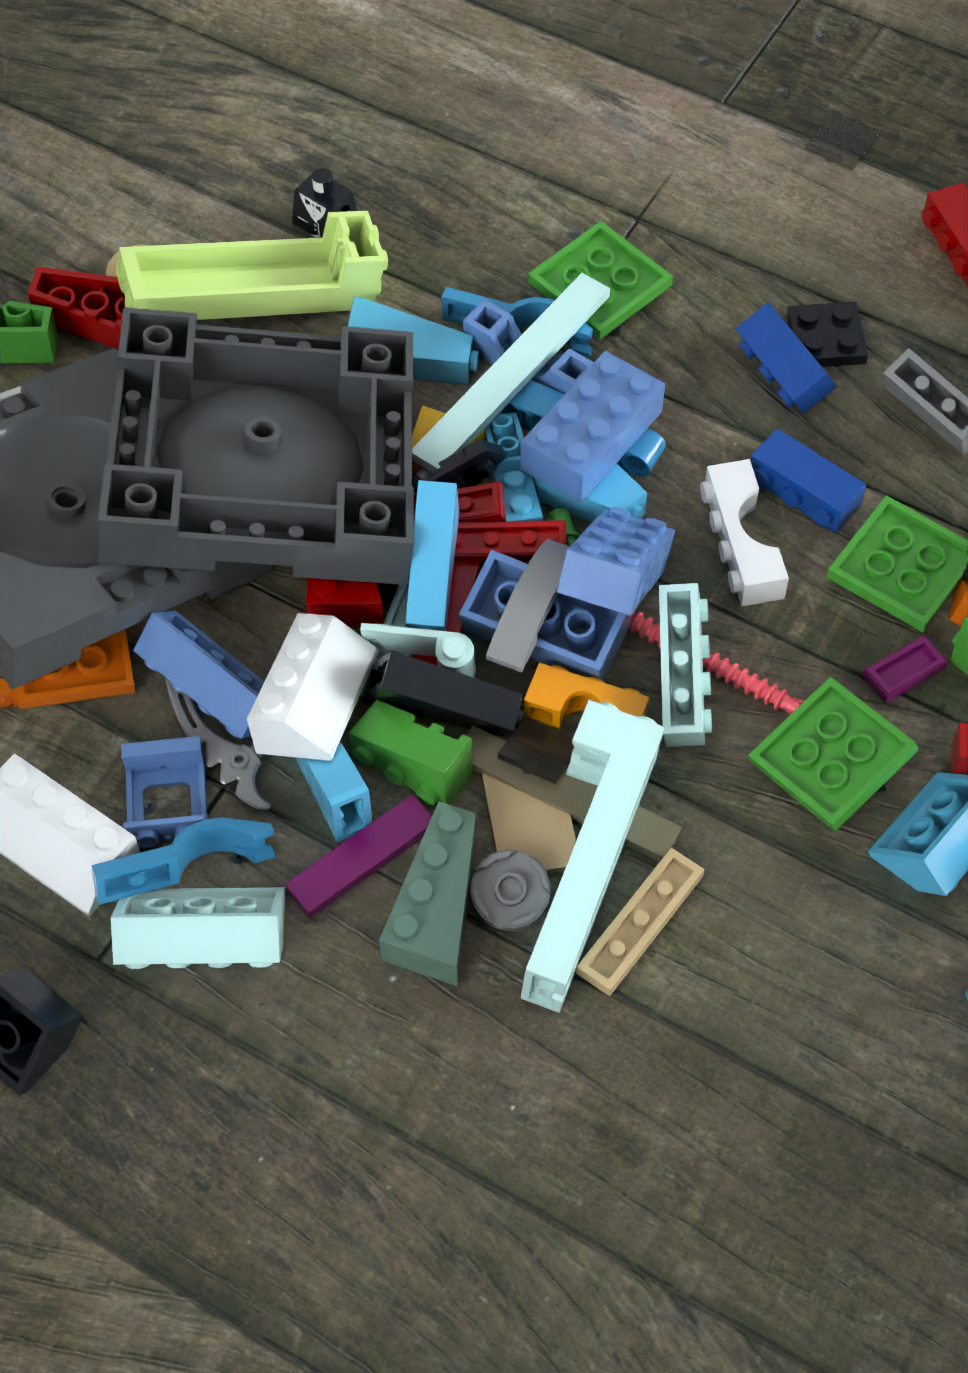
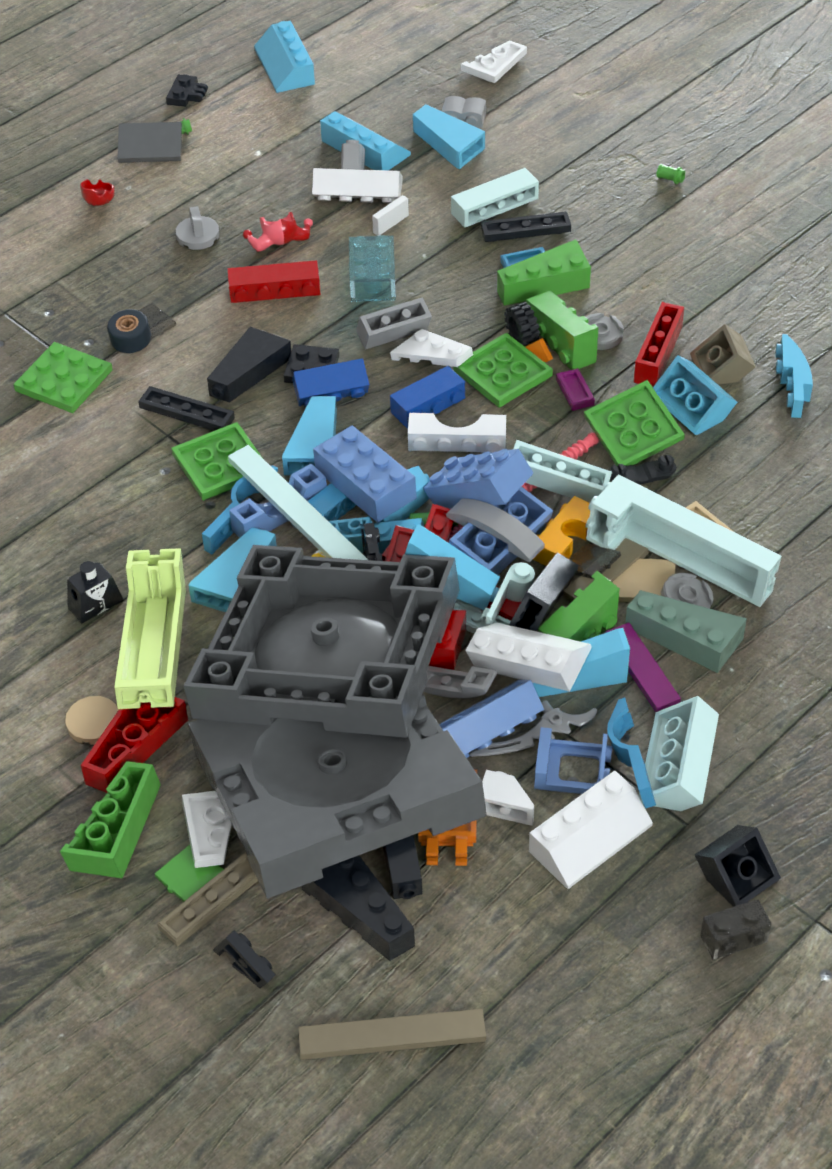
camera: 75 degrees left, 10 degrees down
(90, 723) = (506, 798): none -> white slope
(274, 616) = (458, 683): none -> light grey slope
(682, 219) = (185, 409): none -> black plate
(687, 365) = (314, 428): none -> medium azure slope
(701, 83) = (63, 377): none -> bright green plate
(747, 786) = (647, 472): none -> black piece
(790, 258) = (248, 363): none -> black slope
(804, 119) = (129, 331): none -> black wheel
(908, 464) = (433, 347): none -> white wing

